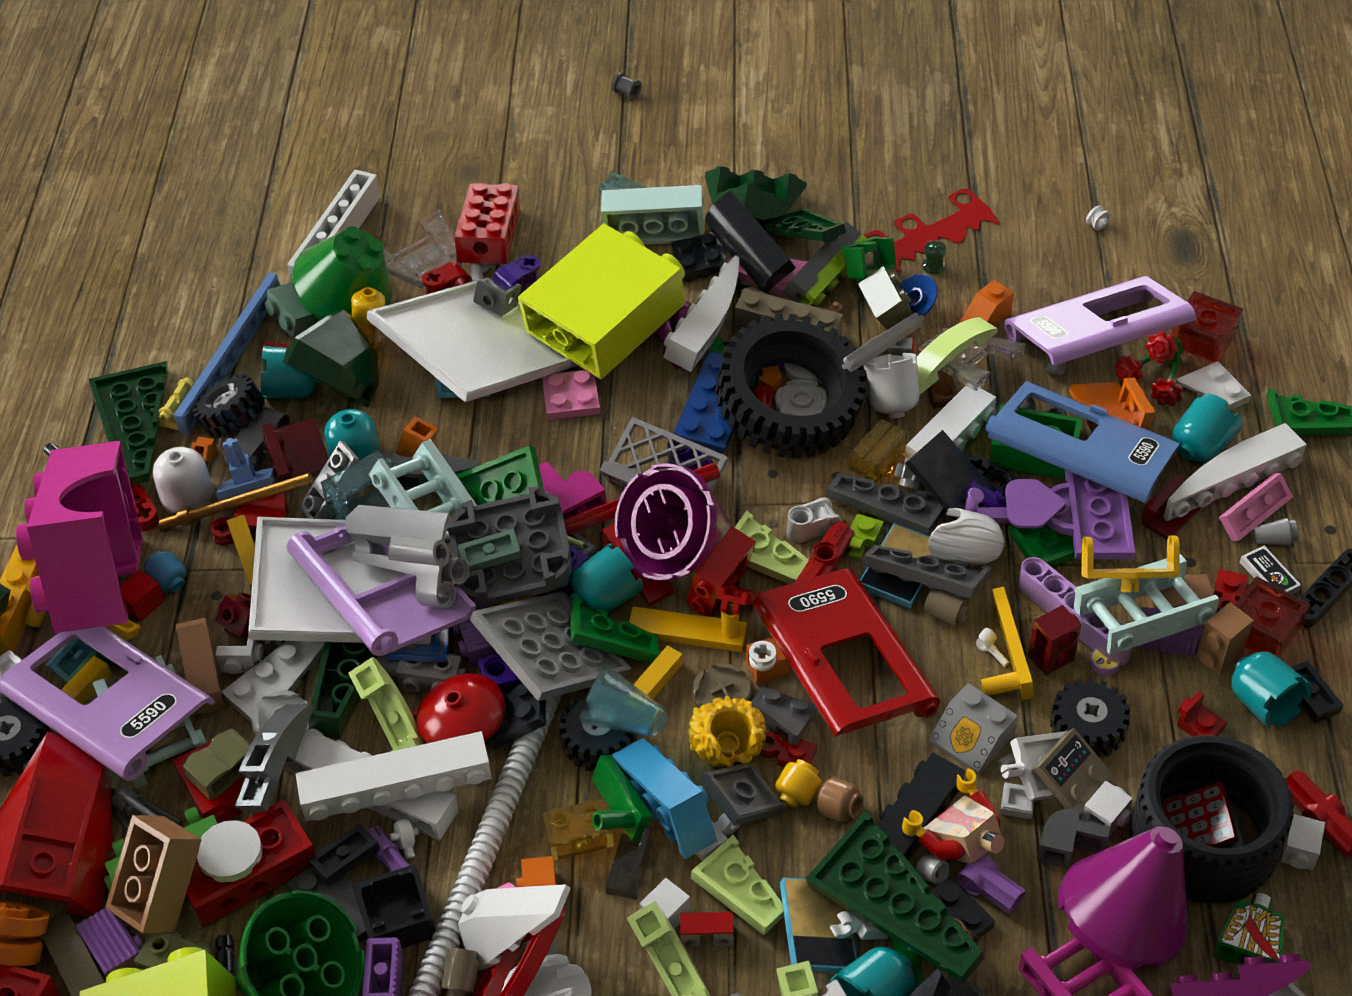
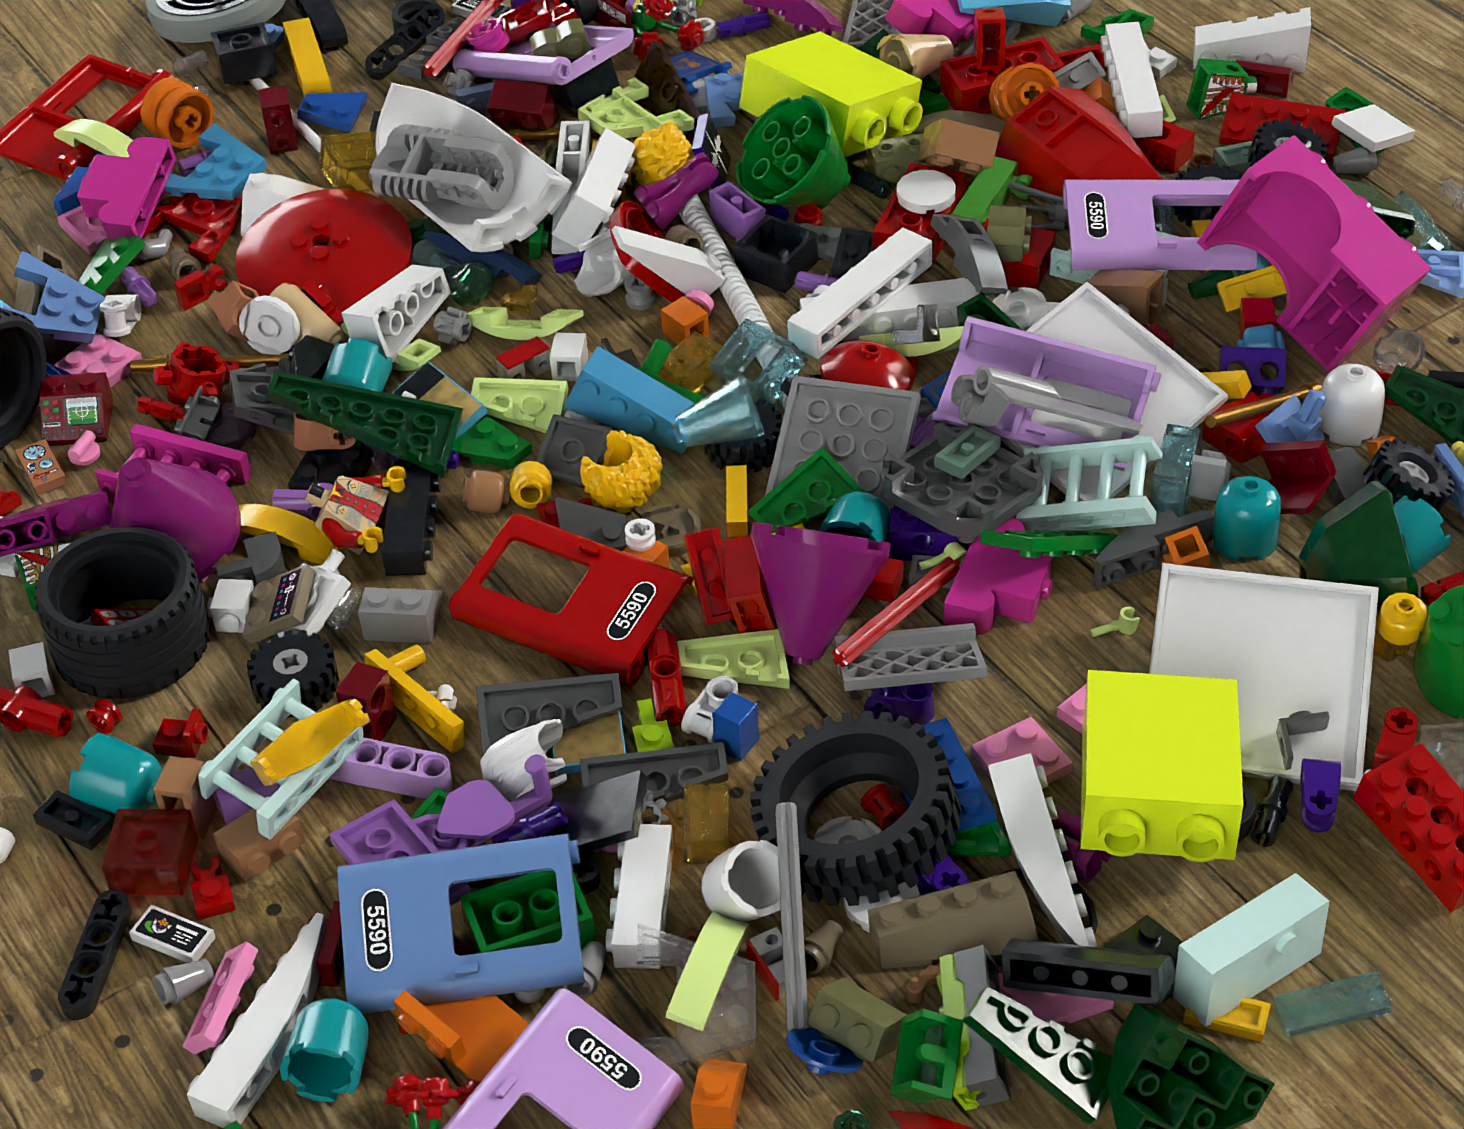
camera: 145 degrees right, 5 degrees down
(201, 549) = (1251, 360): none -> dark purple brick
(382, 726) = (926, 327): none -> clear smoke panel
(496, 441) = (1125, 624): none -> yellowish green hand
(532, 799) = (742, 349): none -> clear light blue window
(650, 396) = (1020, 740): none -> bright pink plate
(791, 854) = (492, 444): none -> green wing
(810, 486) = (736, 725): none -> blue piece
(1034, 876) = (290, 529): none -> yellow slope

